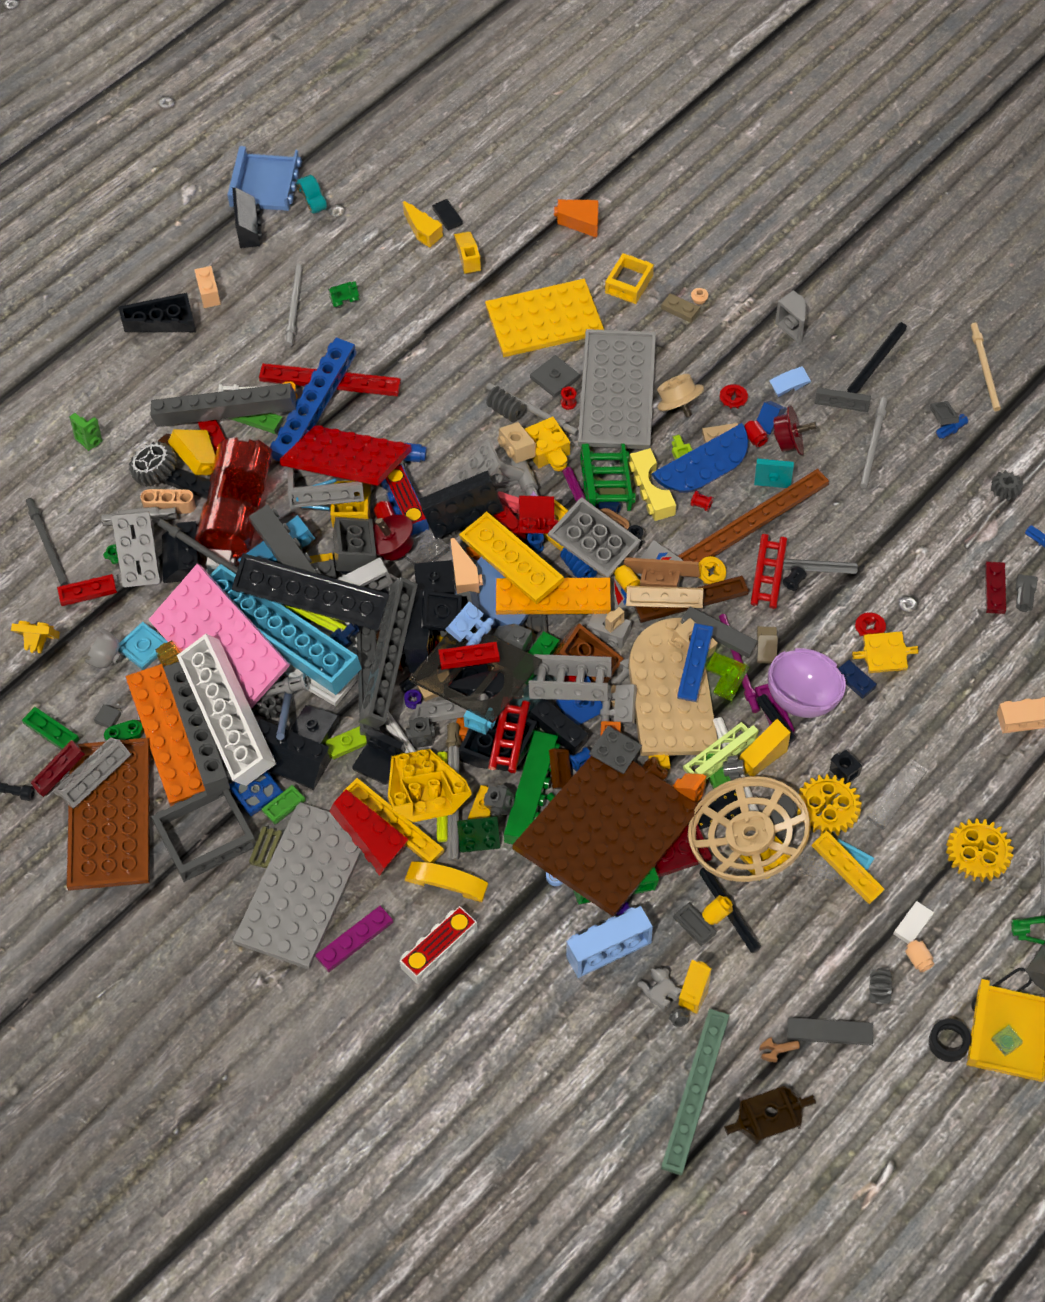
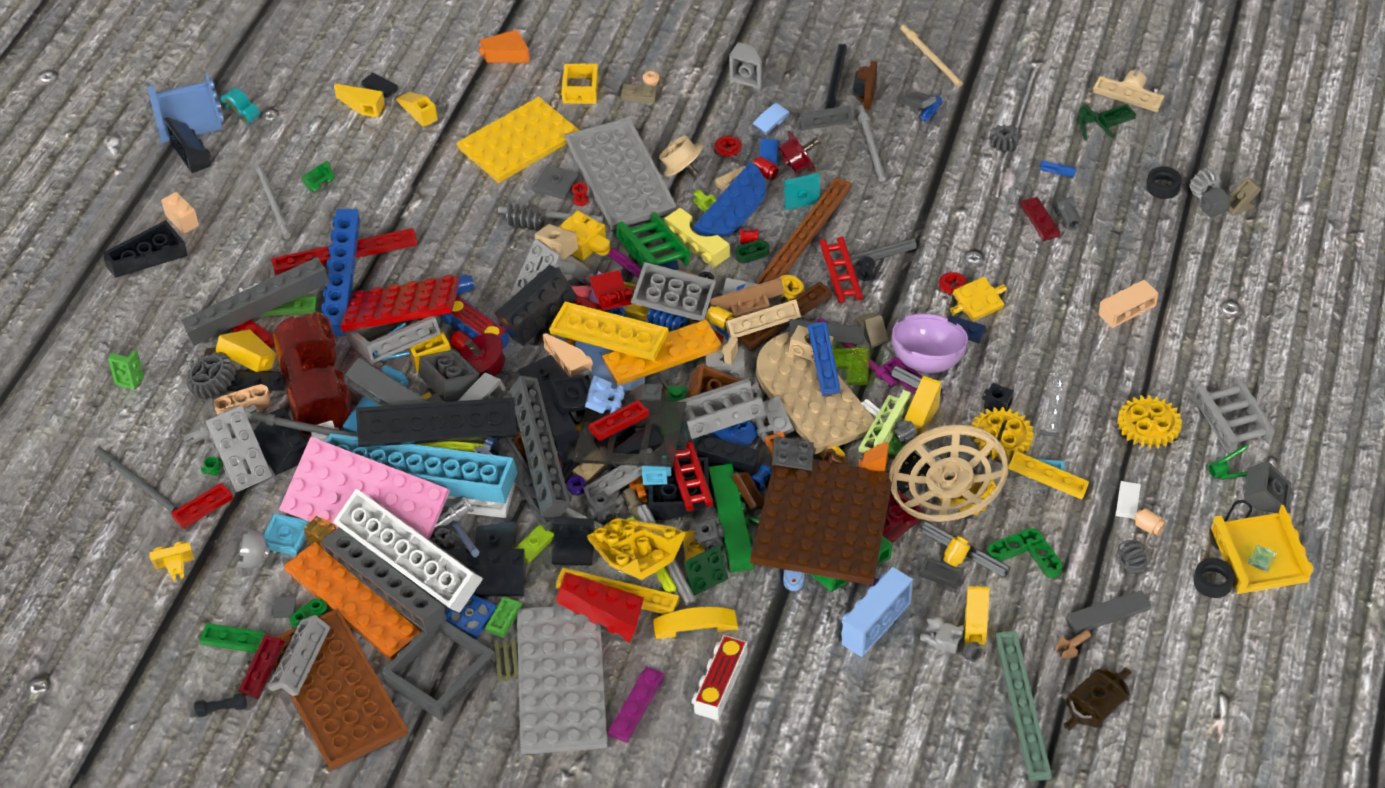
camera: 25 degrees left, 10 degrees down
(696, 518) = (752, 251): none -> dark green plate
(794, 933) = (1031, 546): none -> green beam
(899, 378) = (865, 84): none -> reddish brown piece

